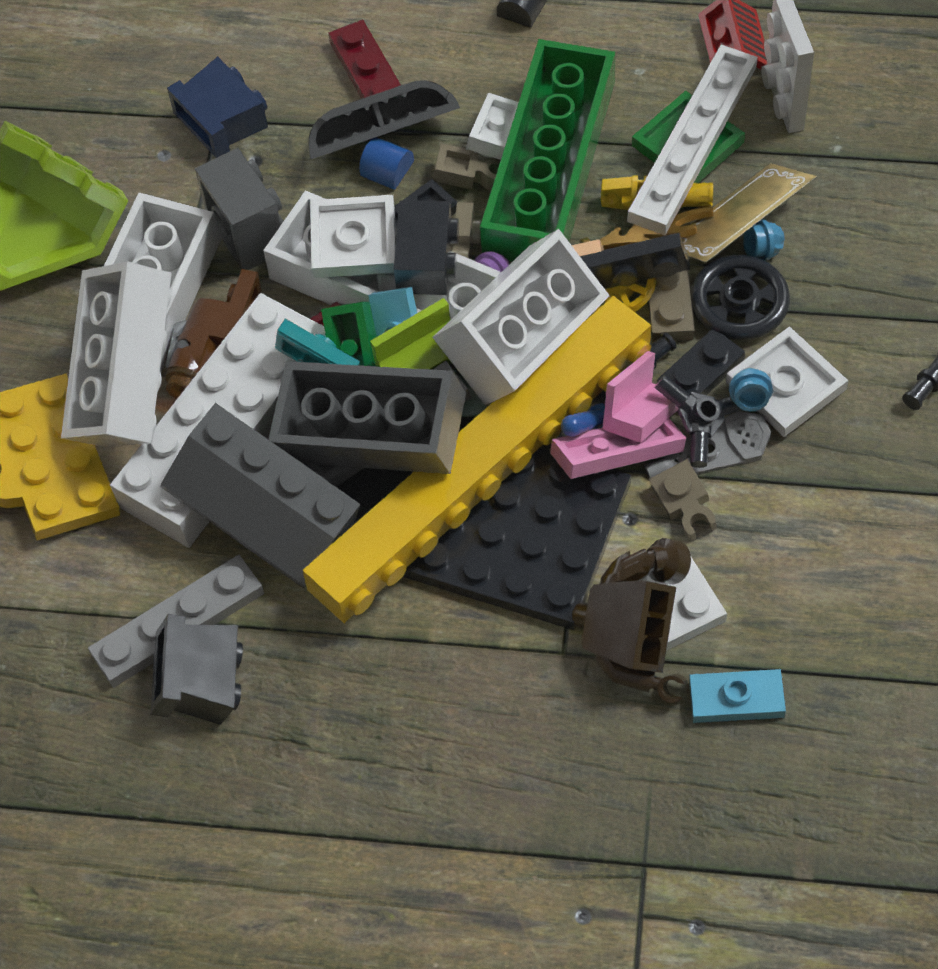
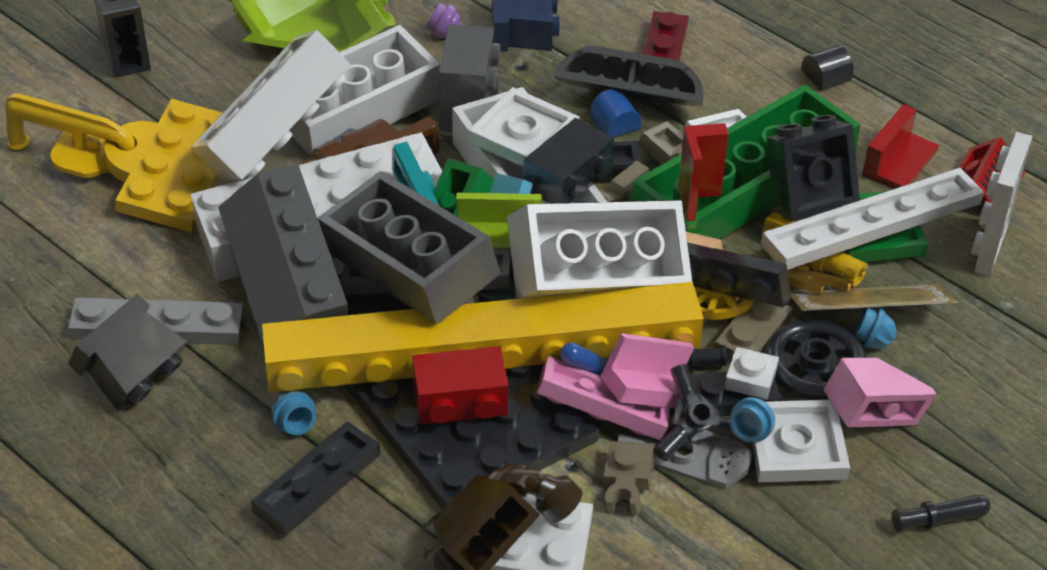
camera: 30 degrees right, 15 degrees down
(152, 157) = (442, 18): none -> medium lavender plate
(378, 627) = (294, 413): none -> dark azure plate
(449, 671) = (315, 478): none -> black plate
(504, 513) = (460, 385): none -> red brick
(543, 184) = (701, 164): none -> red panel
(617, 119) = (814, 166): none -> black plate
(648, 54) = (896, 153): none -> red panel
(712, 345) = (751, 373): none -> white plate
(817, 302) = (877, 394): none -> bright pink slope

